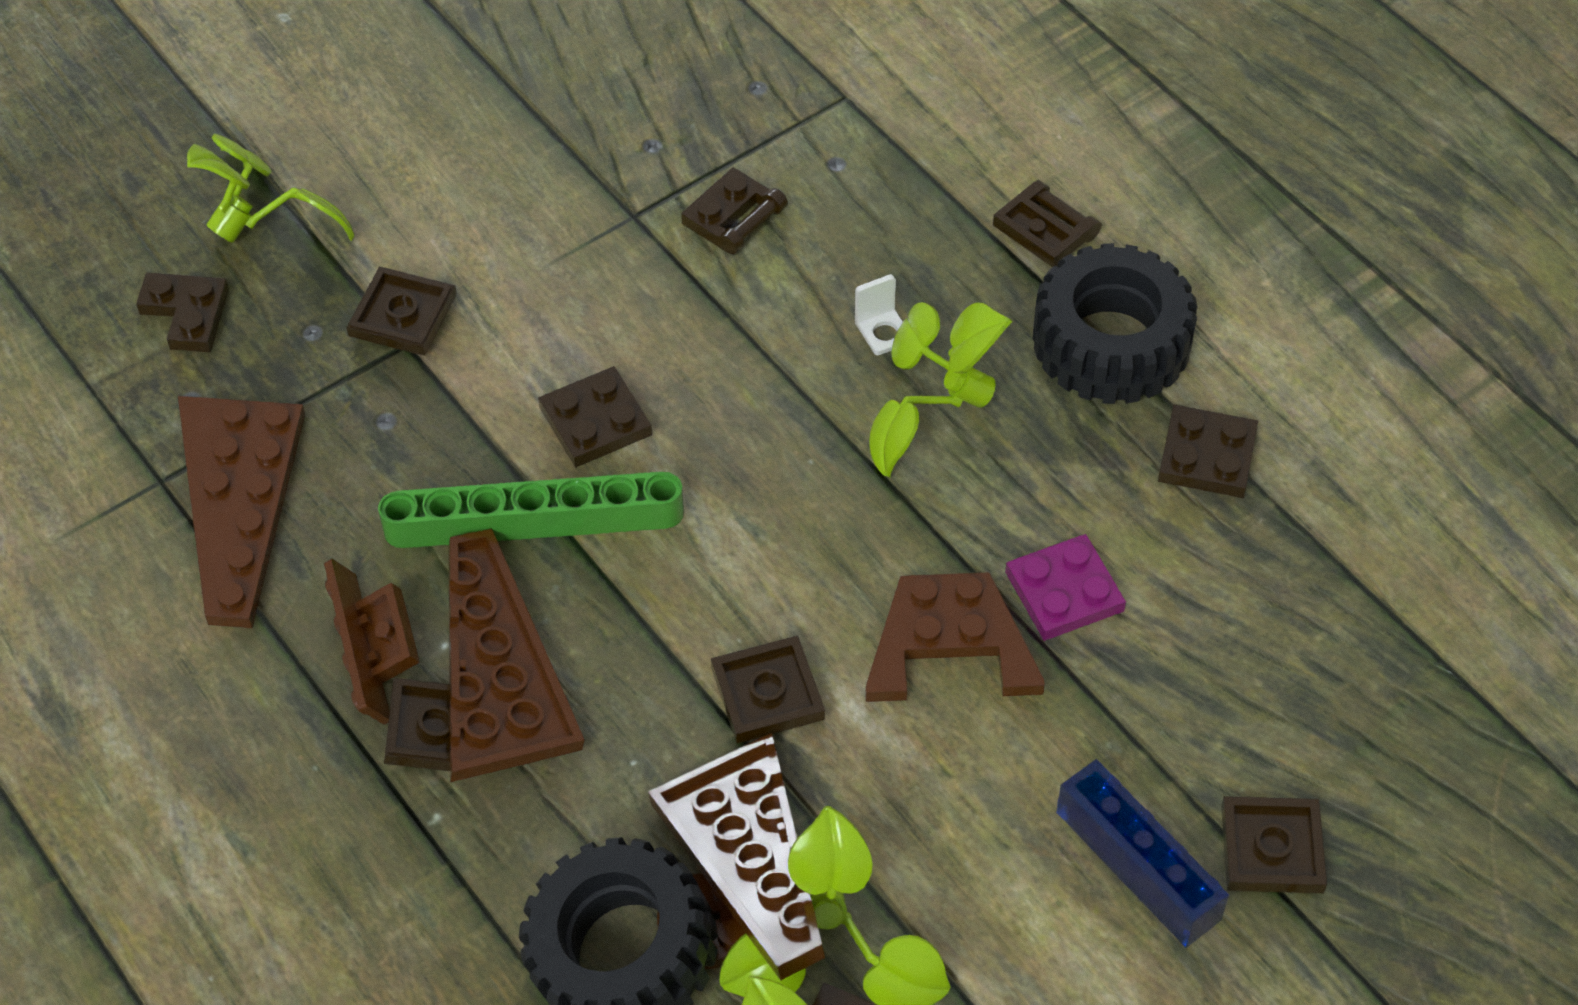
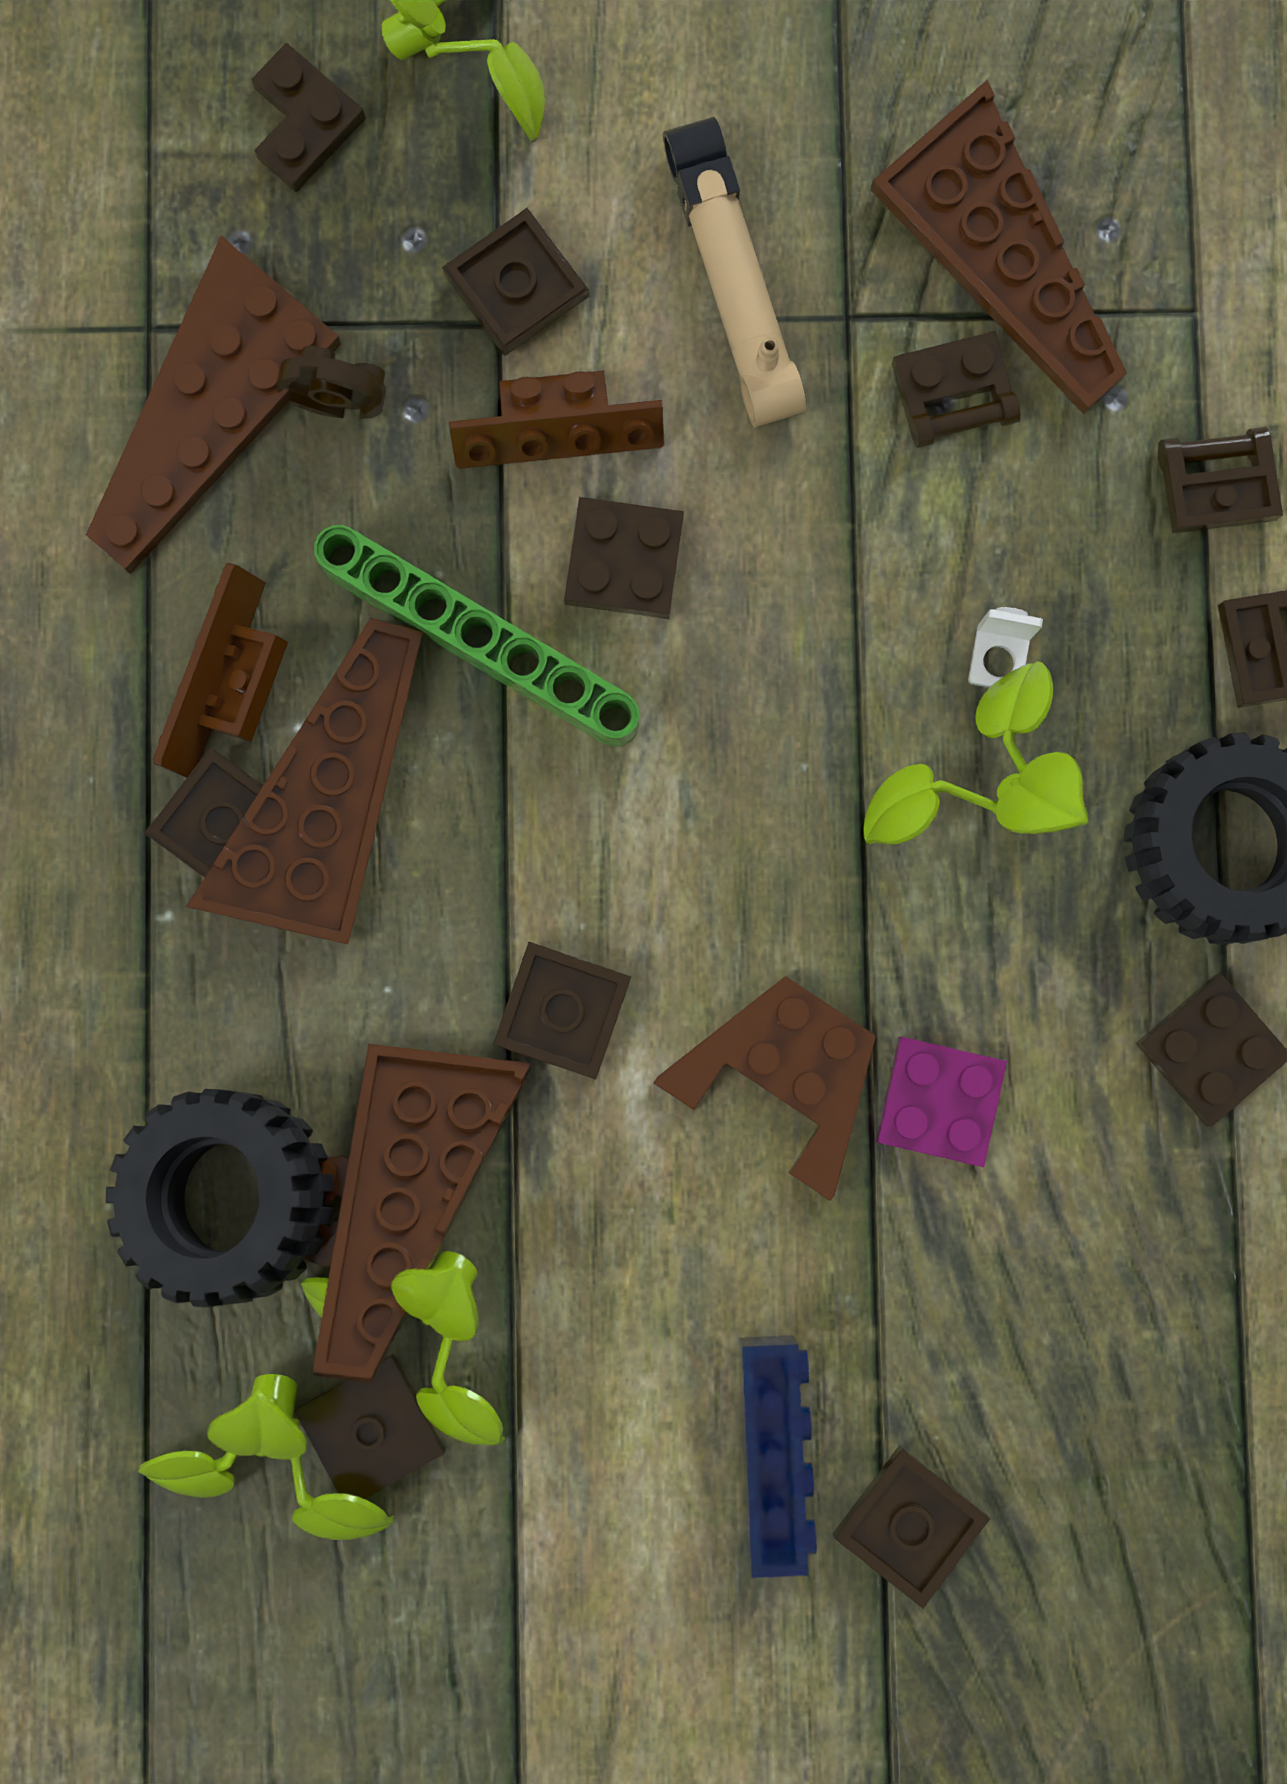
camera: 30 degrees right, 30 degrees up
(333, 406) = (331, 385): none -> dark brown plate
(491, 366) = (554, 421): none -> reddish brown bracket
(495, 200) = (712, 208): none -> tan piece
(693, 122) = (993, 232): none -> reddish brown wing
(941, 171) = (1220, 496): none -> dark brown plate

